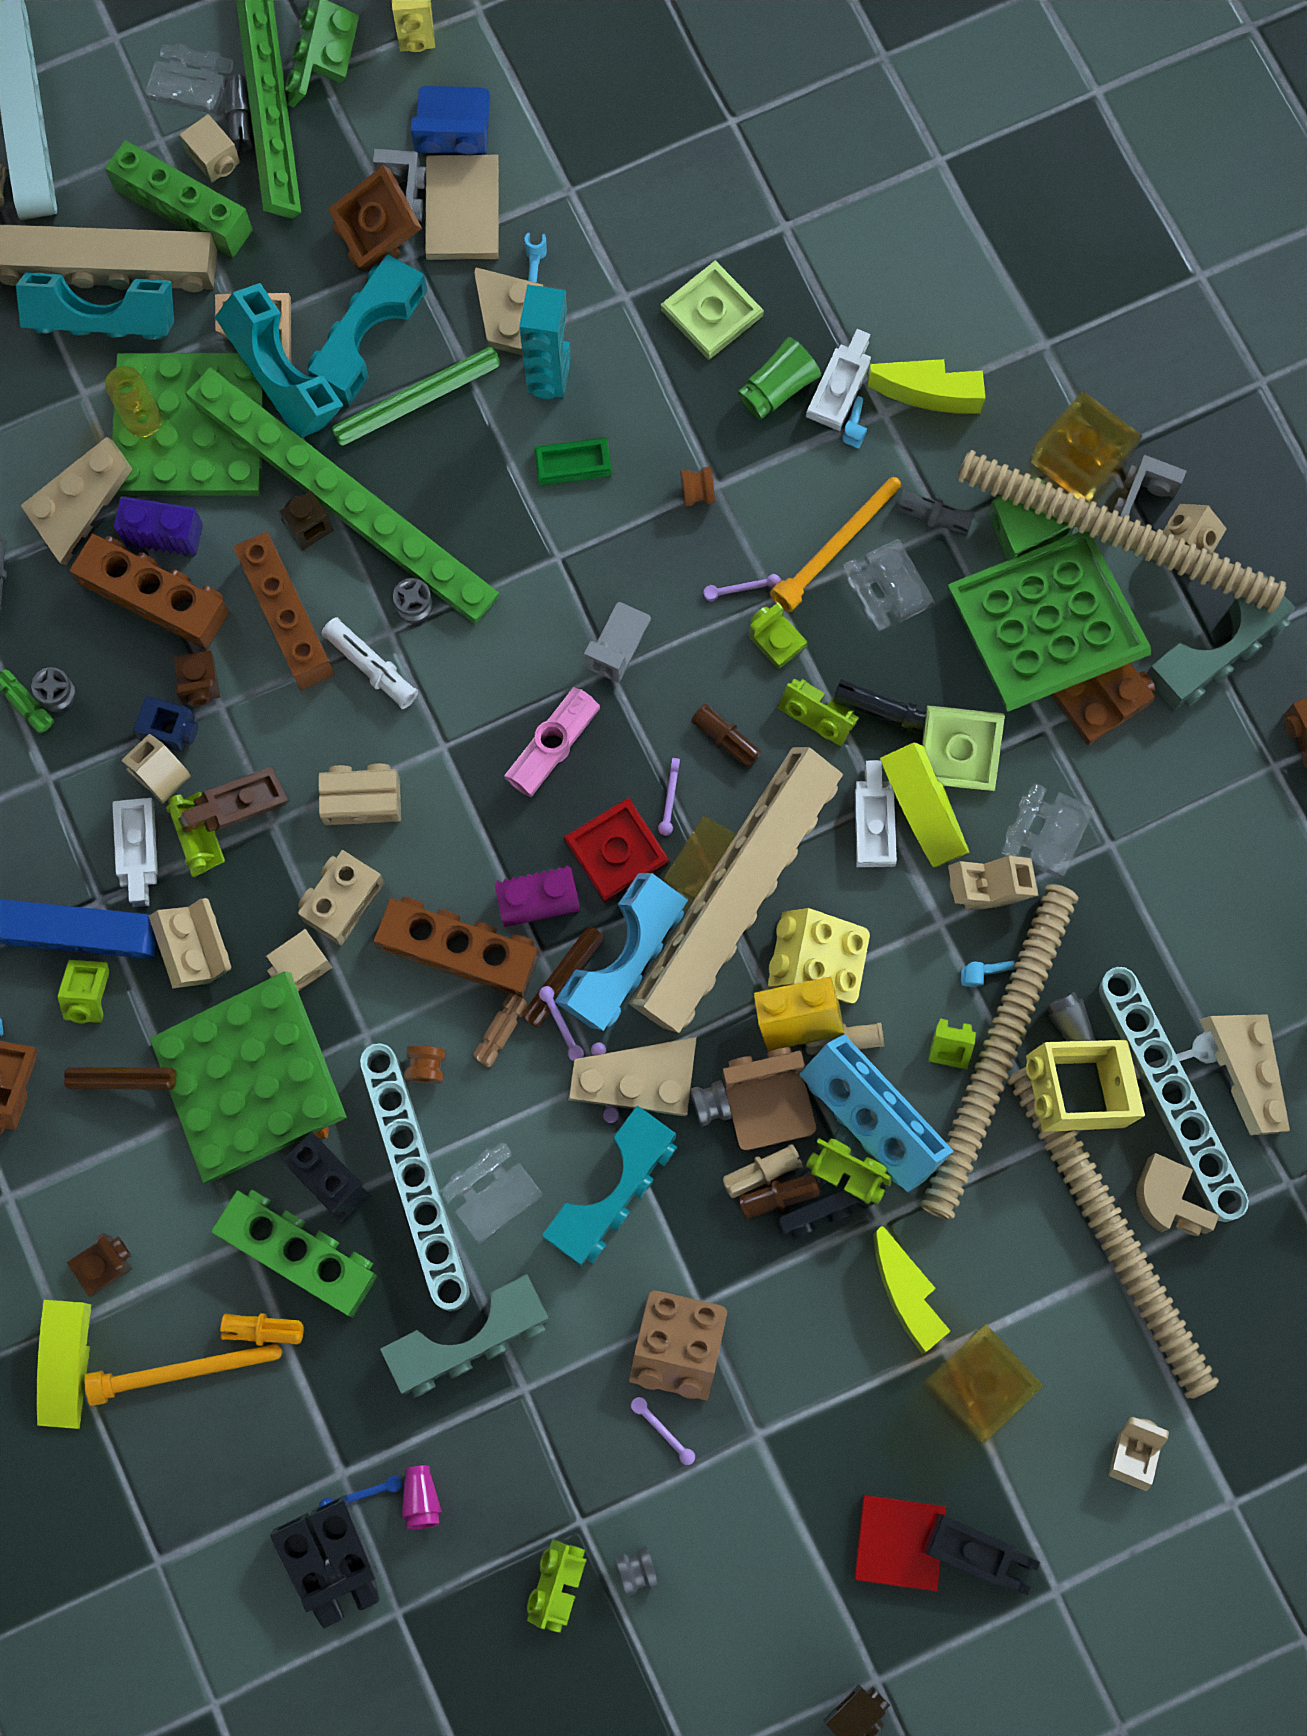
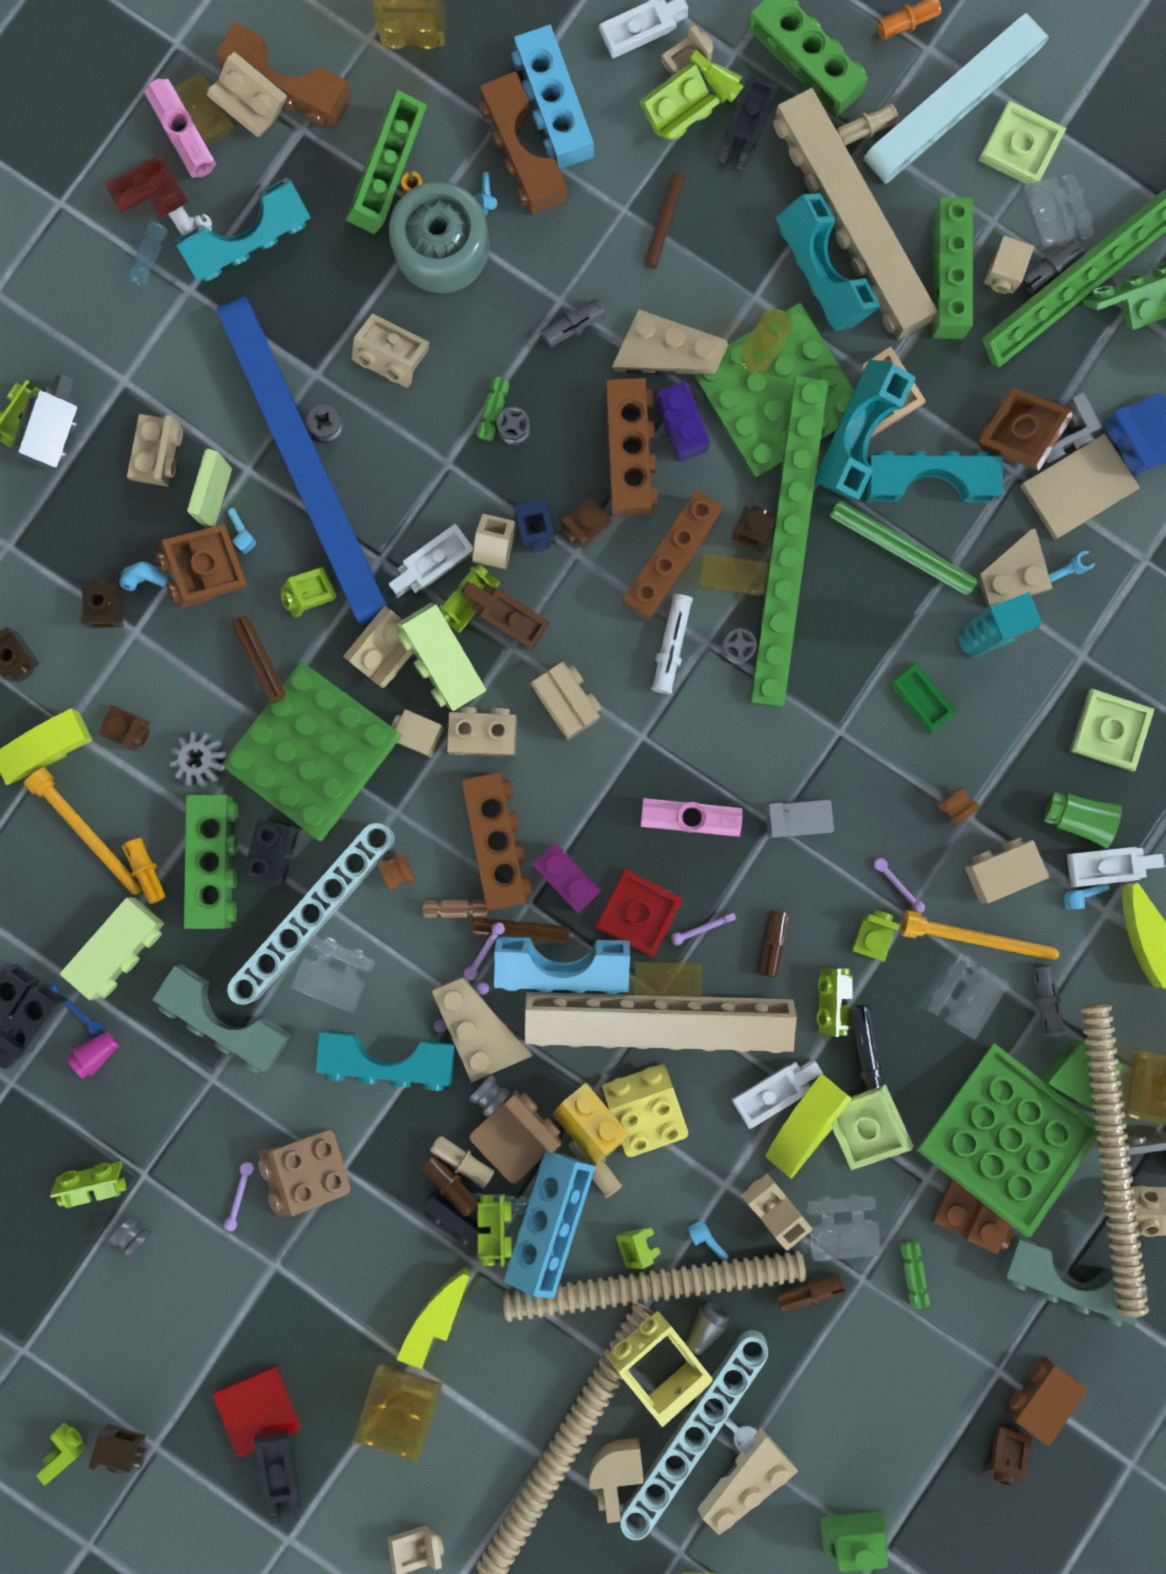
camera: 60 degrees right, 10 degrees up
(104, 74) = (1022, 143): none -> yellowish green tile
(172, 1190) = (209, 759): none -> light grey gear
(237, 889) = (440, 657): none -> yellowish green brick
(323, 1409) = (113, 949): none -> yellowish green brick
(339, 566) = (733, 575): none -> clear yellow plate
(787, 477) = (1006, 871): none -> tan brick
(1095, 898) = (811, 1293): none -> reddish brown axle
(1133, 789) = (914, 1274): none -> bright green axle

